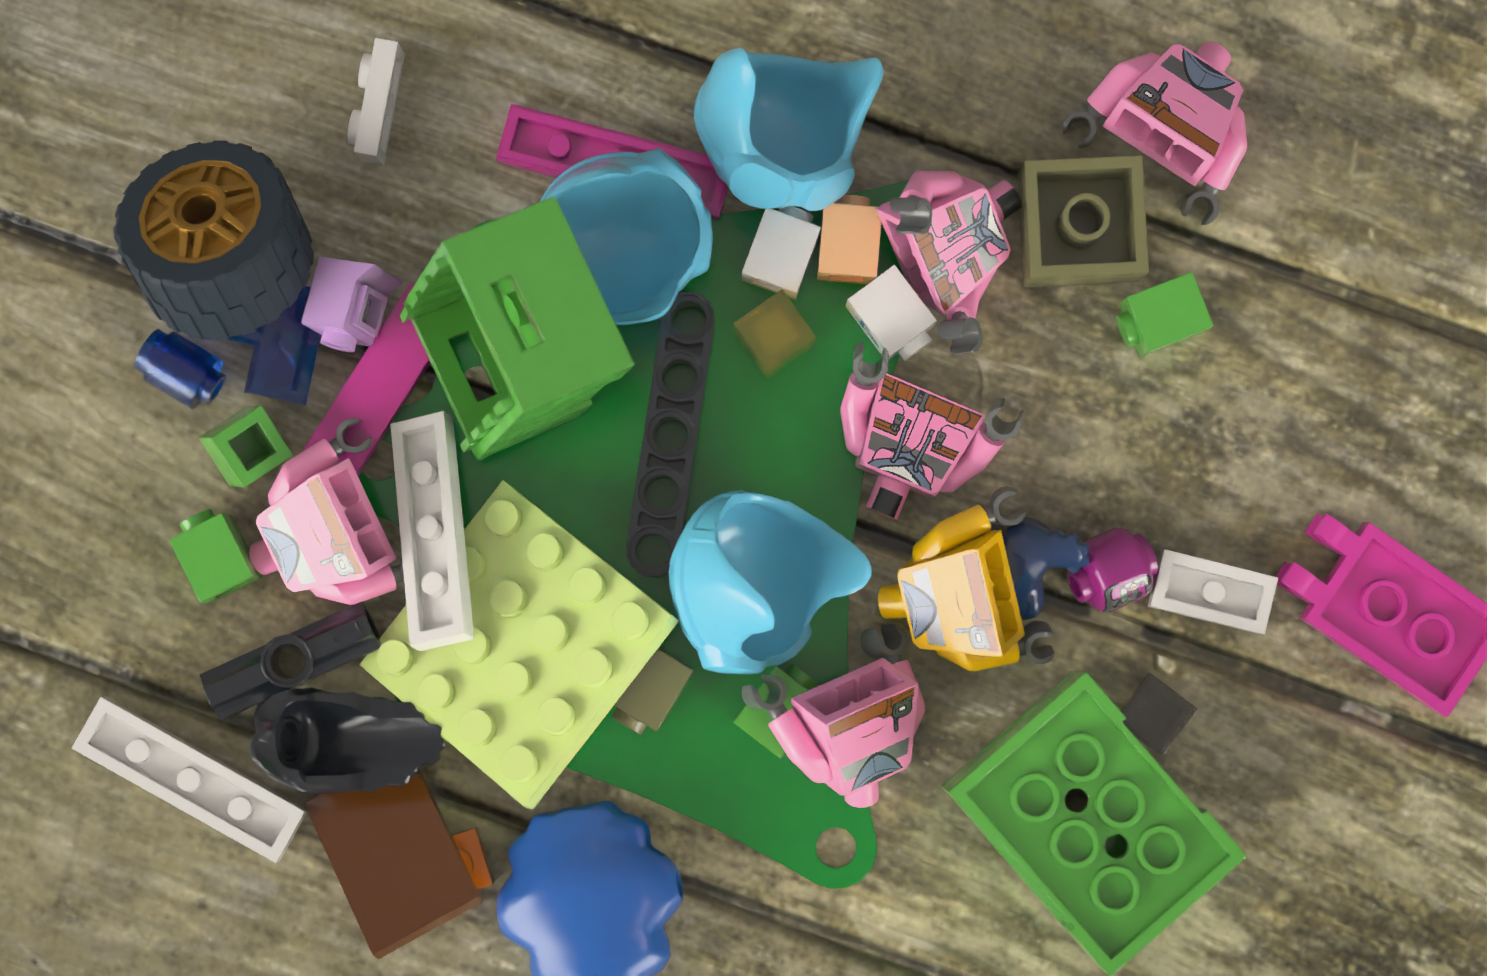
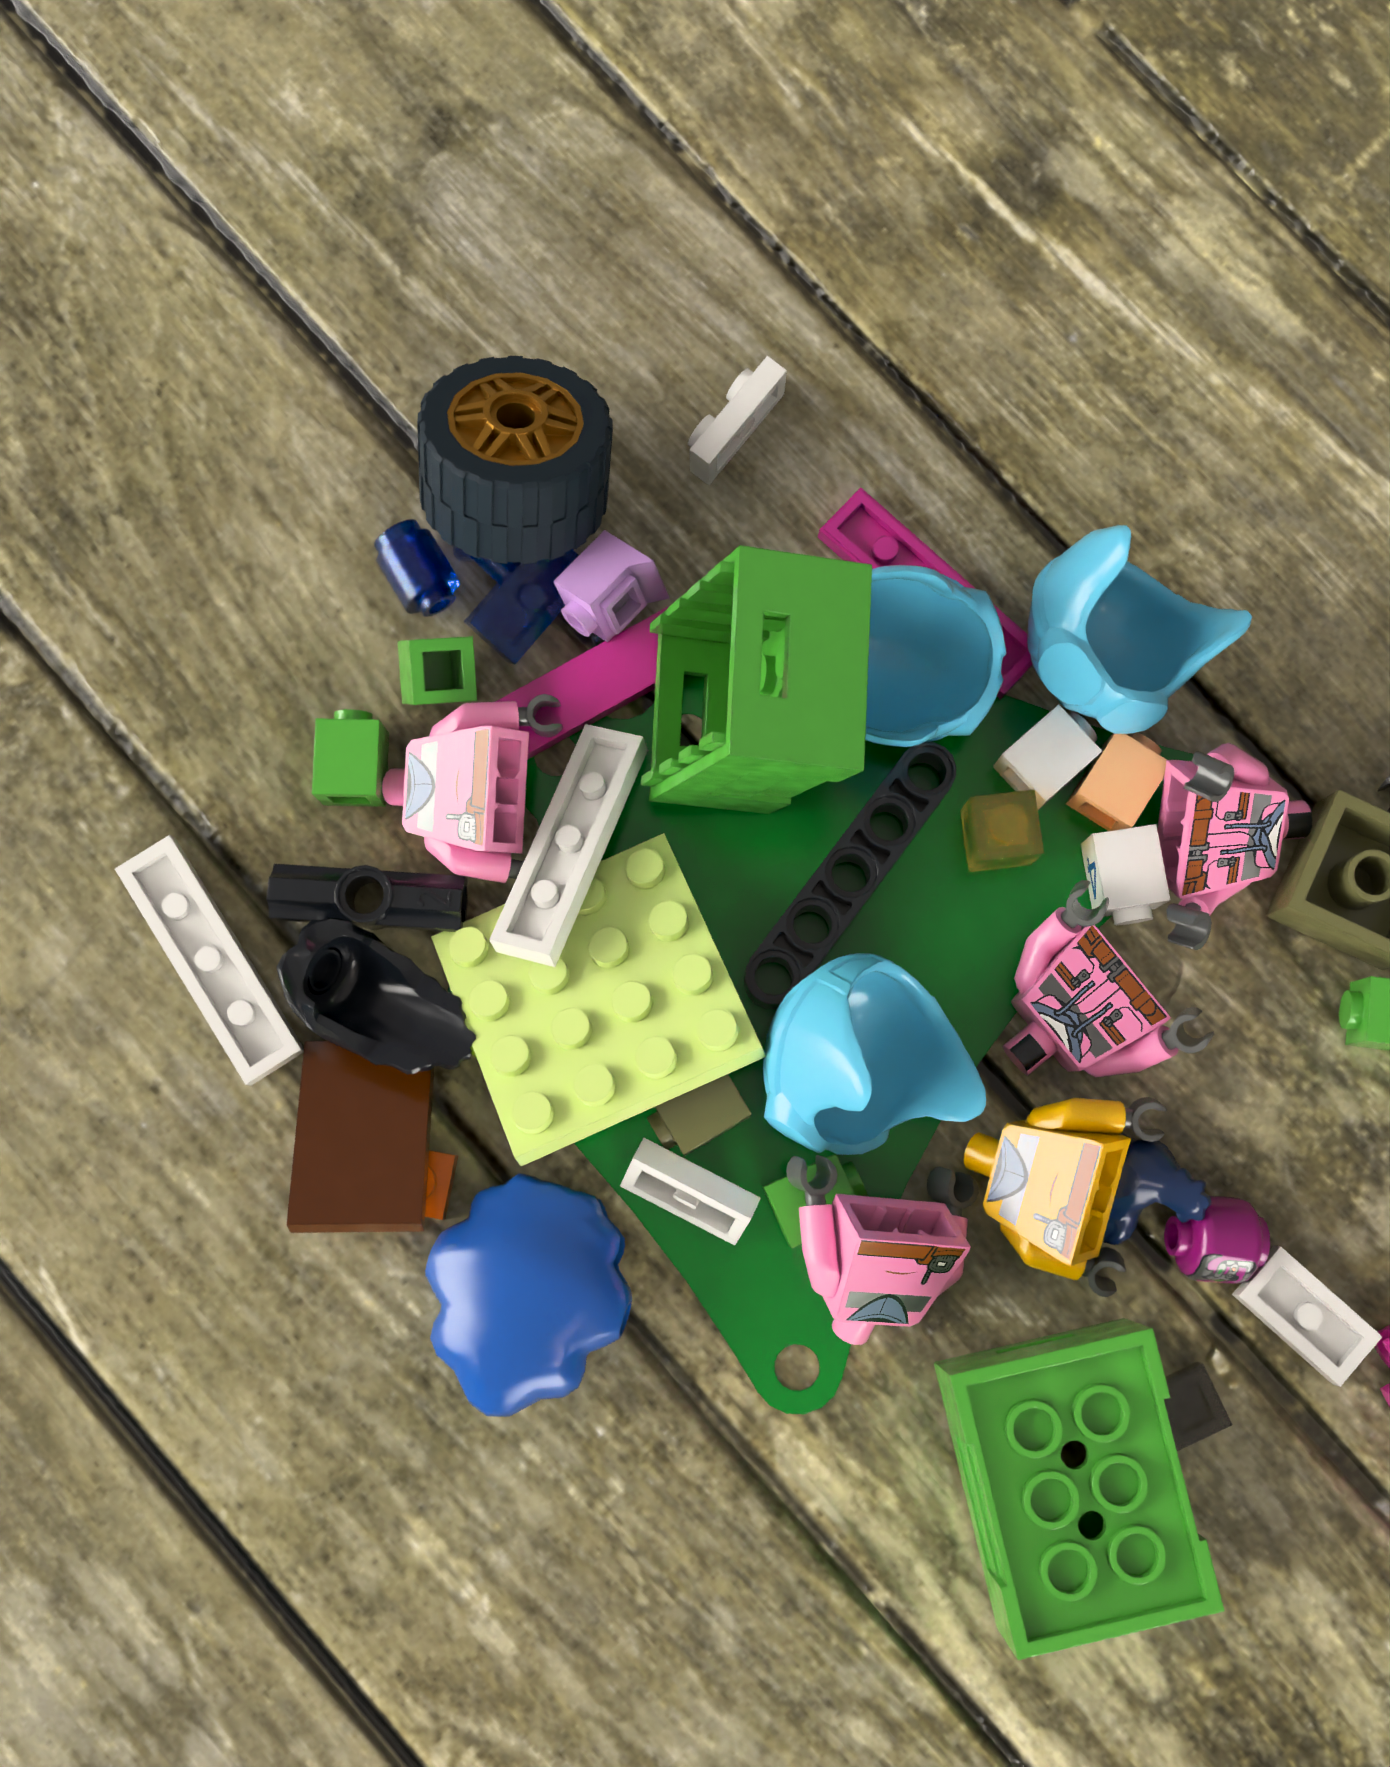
camera: 30 degrees right, 5 degrees down
(676, 756) = (690, 1191): none -> white tile

